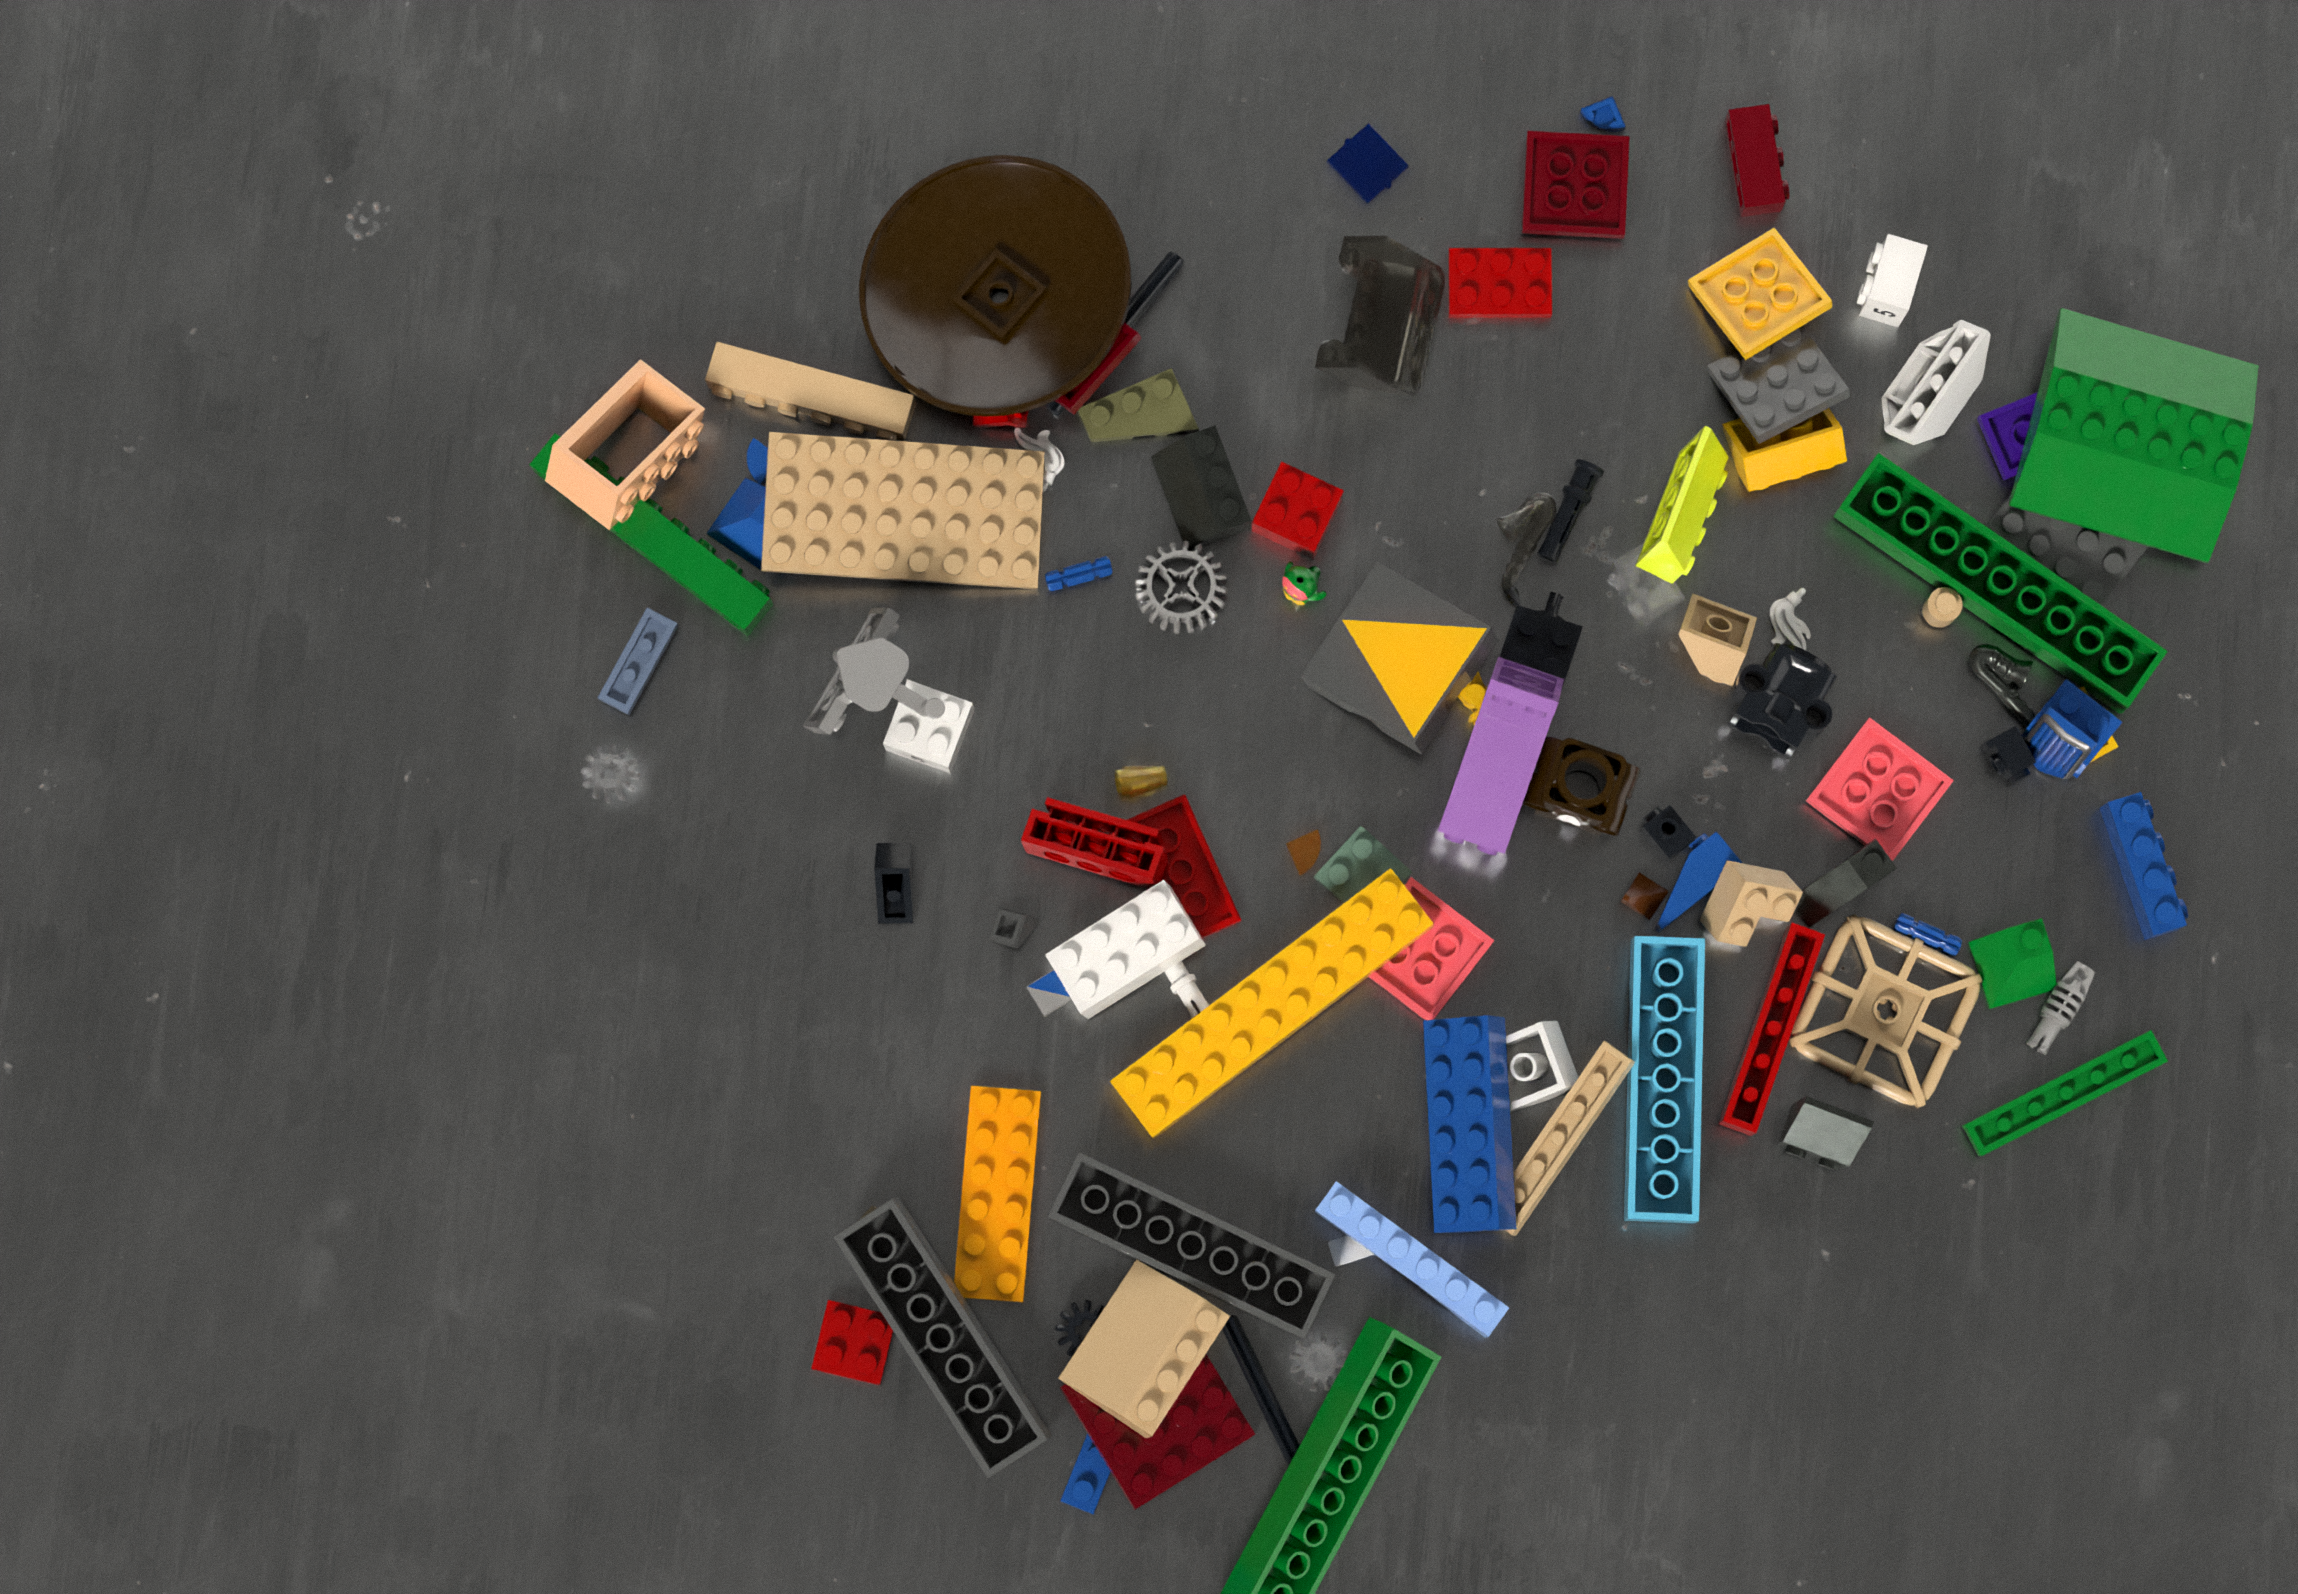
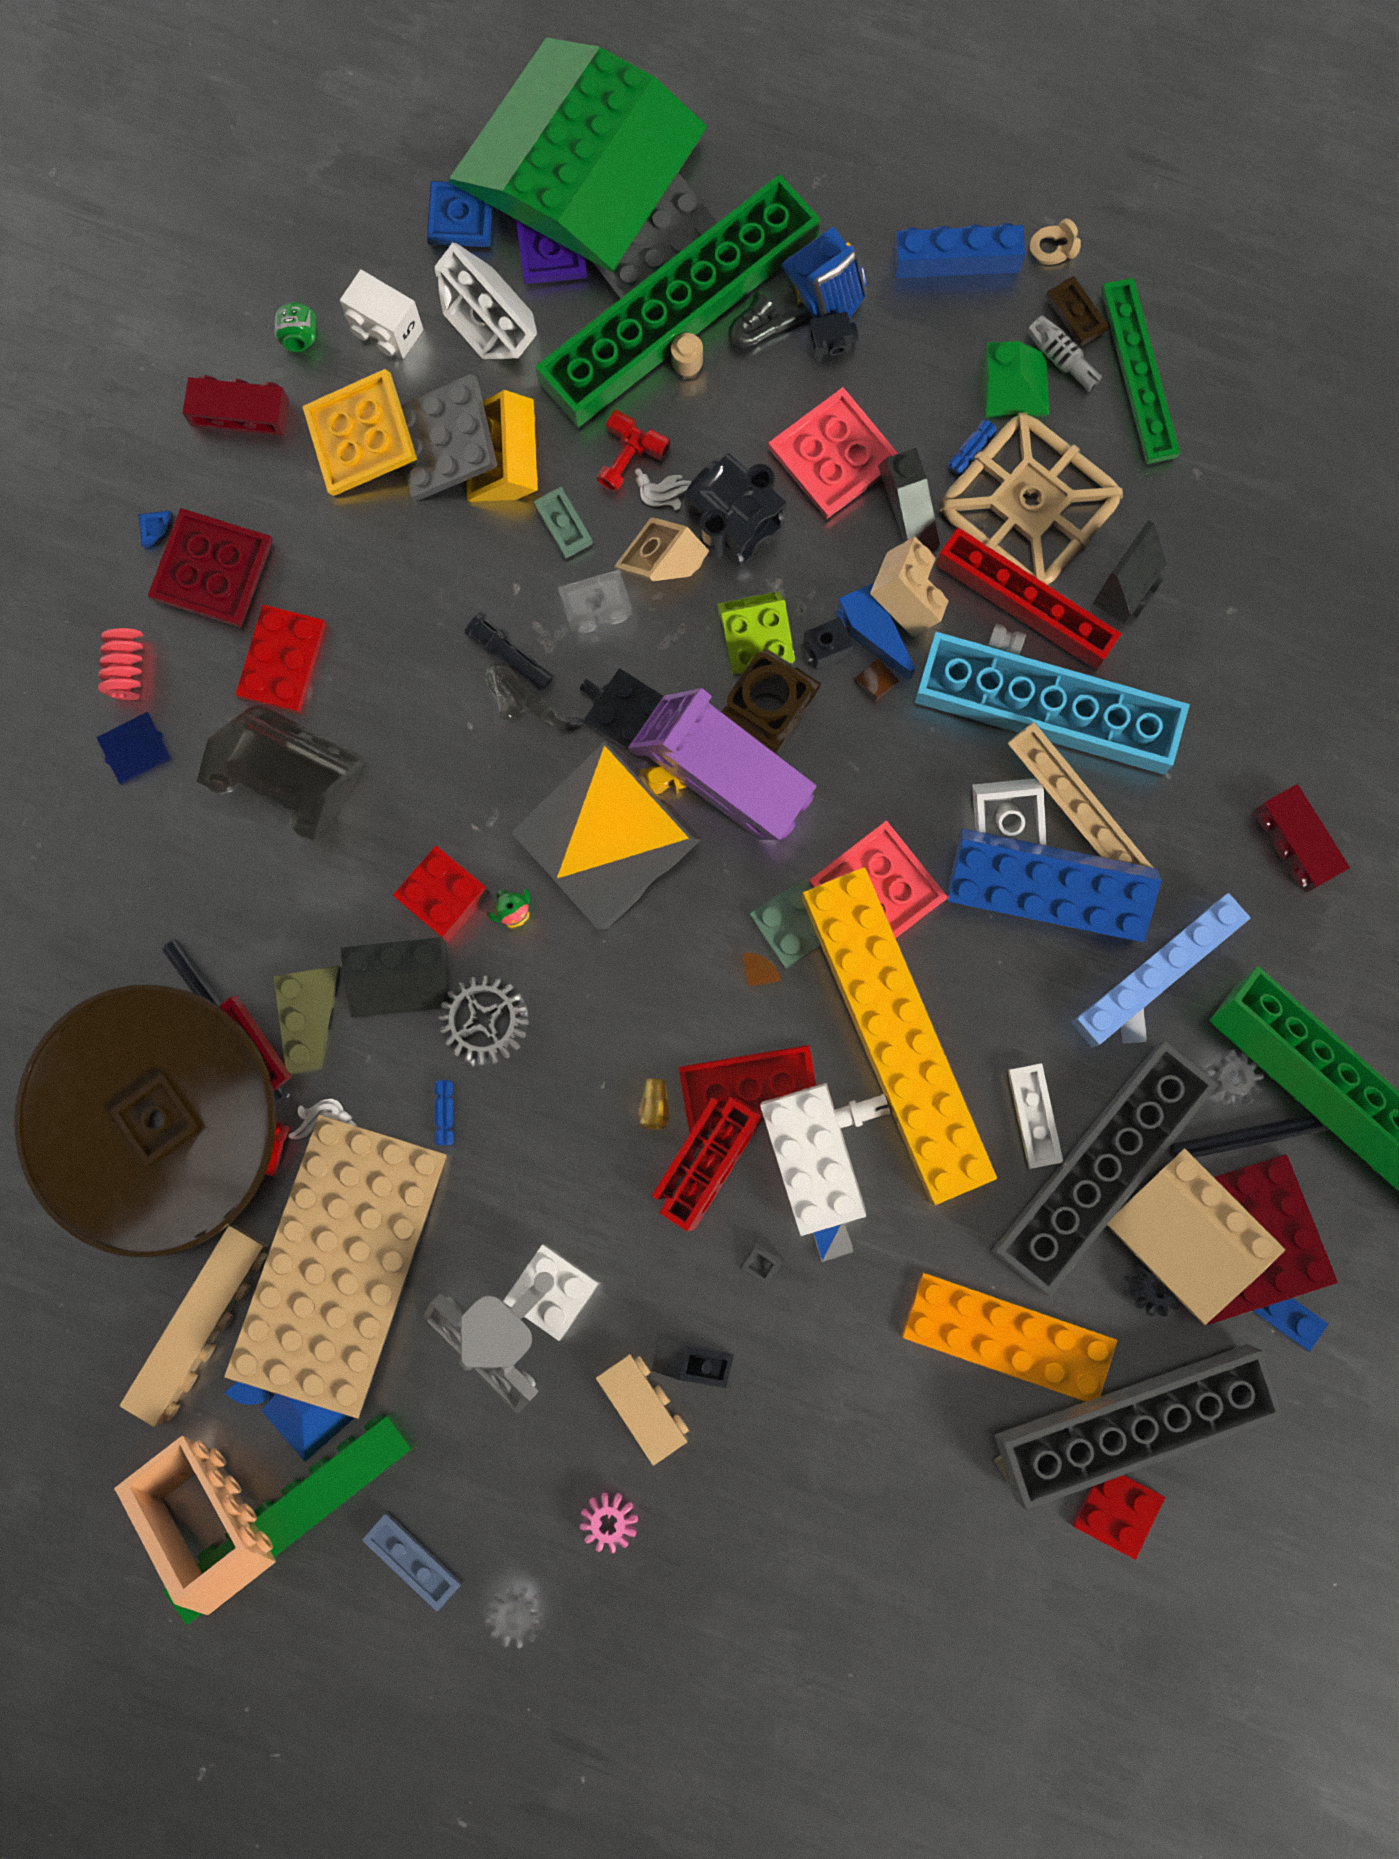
camera: 80 degrees left, 0 degrees up
(721, 828) = (596, 1517): none -> bright pink gear
(839, 845) = (643, 1408): none -> tan brick
(1227, 1166) = (1035, 1116): none -> white plate
(1448, 124) = (118, 662): none -> coral piece
(1591, 1377) = (1301, 838): none -> dark red brick
(1665, 754) = (755, 625): none -> lime bracket
(1684, 507) = (537, 547): neon yellow slope -> none
(1719, 1016) = (1006, 641): none -> light grey wheel
(1726, 527) = (563, 522): none -> sand green plate
(1833, 578) = (634, 443): none -> red bar
(1858, 196) = (295, 326): none -> green head
(2028, 327) = (457, 217): none -> blue plate
(2113, 1010) = (1077, 311): none -> dark brown plate
(2203, 975) = (1064, 230): none -> tan piece

